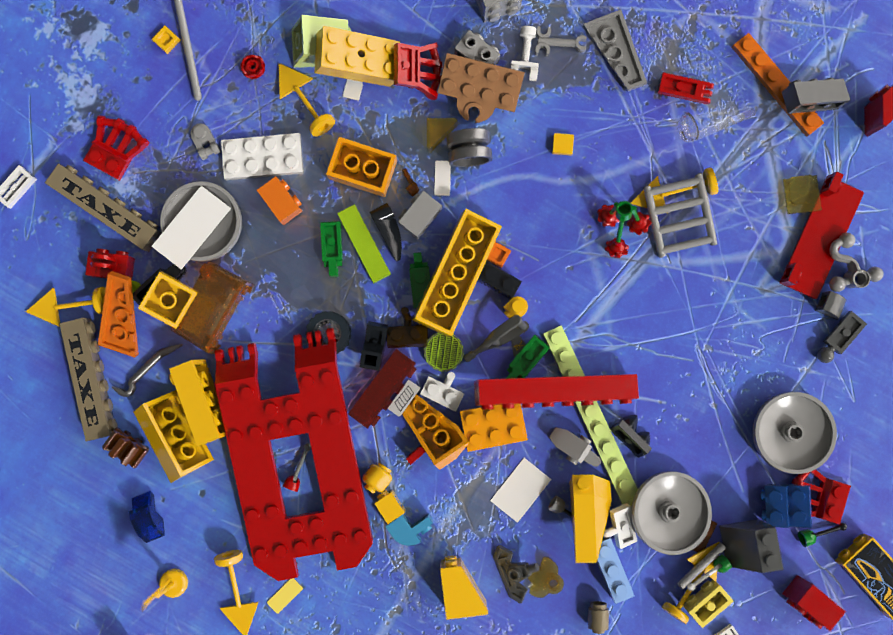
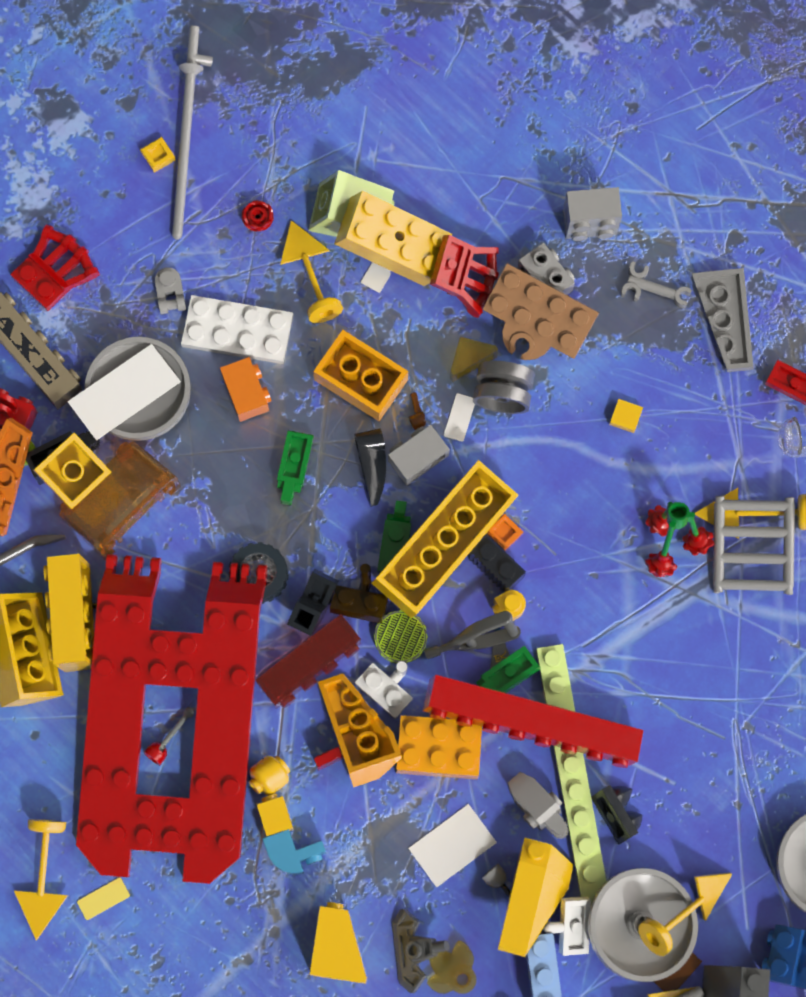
camera: 10 degrees right, 10 degrees down
(364, 243) = (336, 473): lime tile -> none
(404, 398) = (332, 682): white sticker -> none
(527, 34) = (617, 267): white bar -> none
(685, 521) = (656, 935): none -> yellow piece

